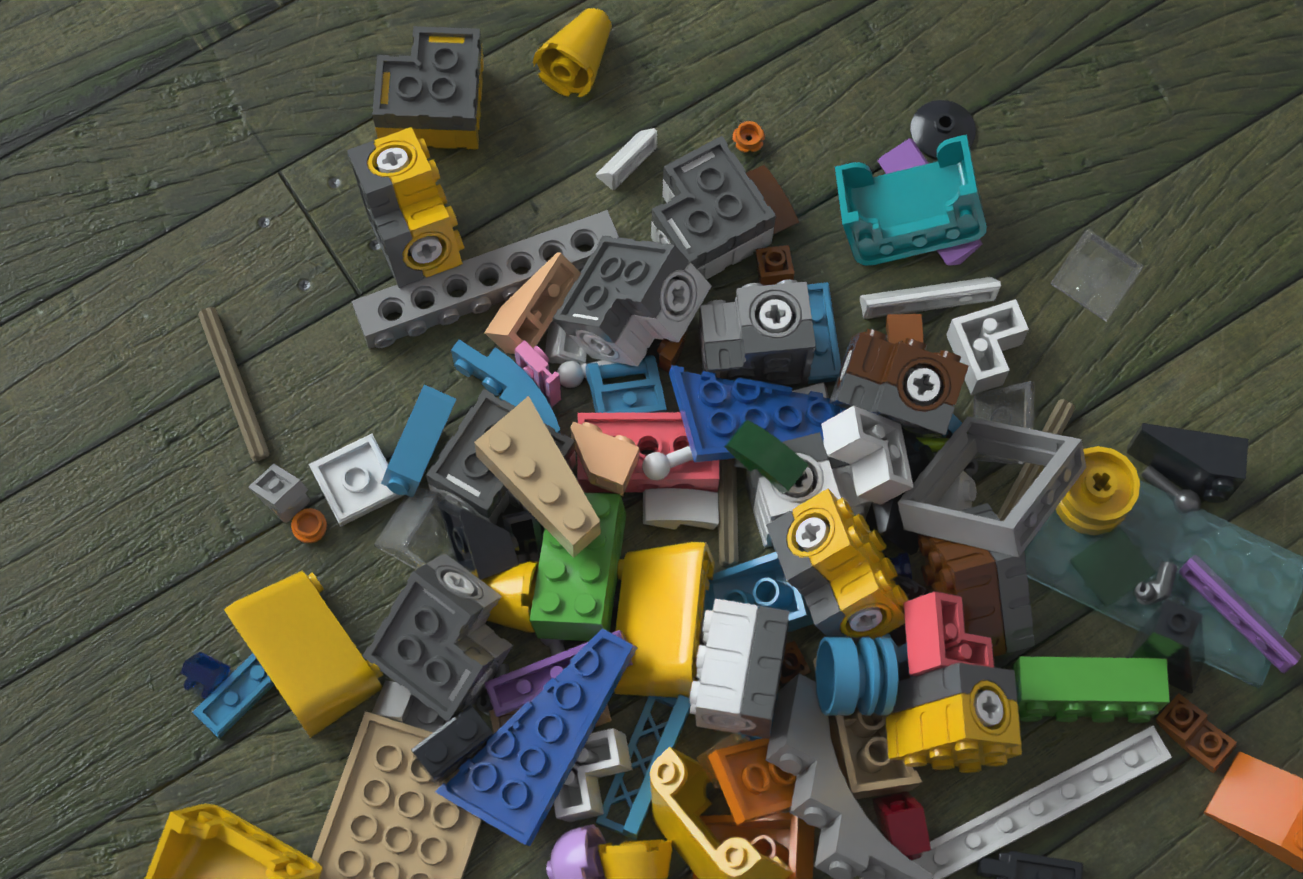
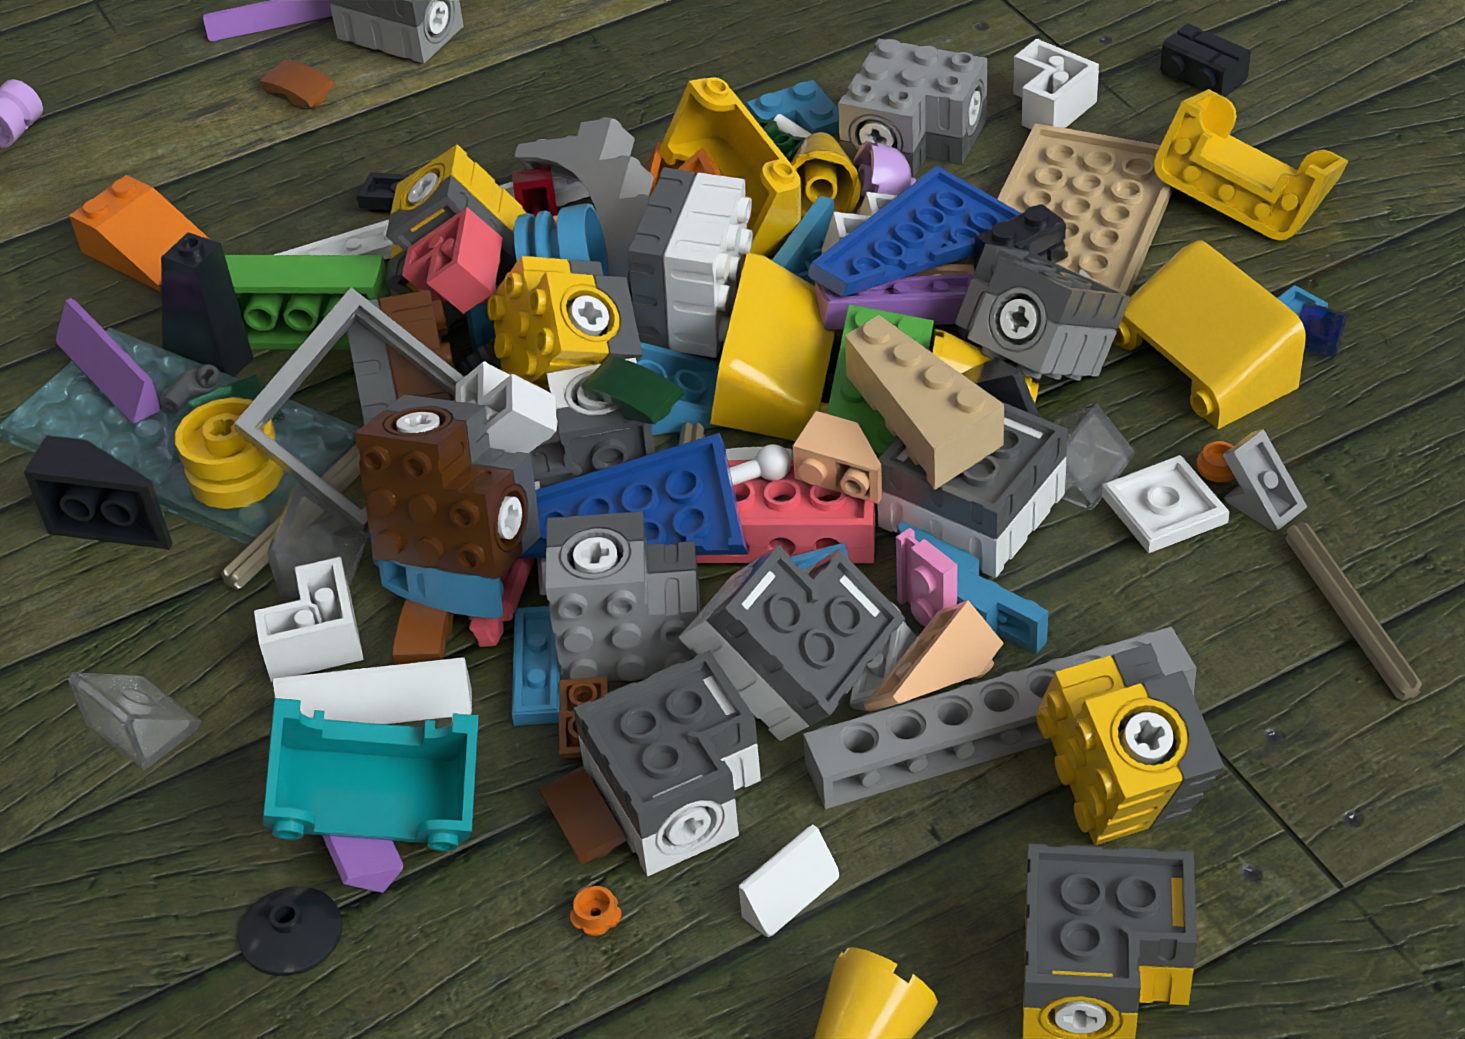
camera: 170 degrees left, 25 degrees down
(418, 441) = (1084, 511): dark azure slope -> none

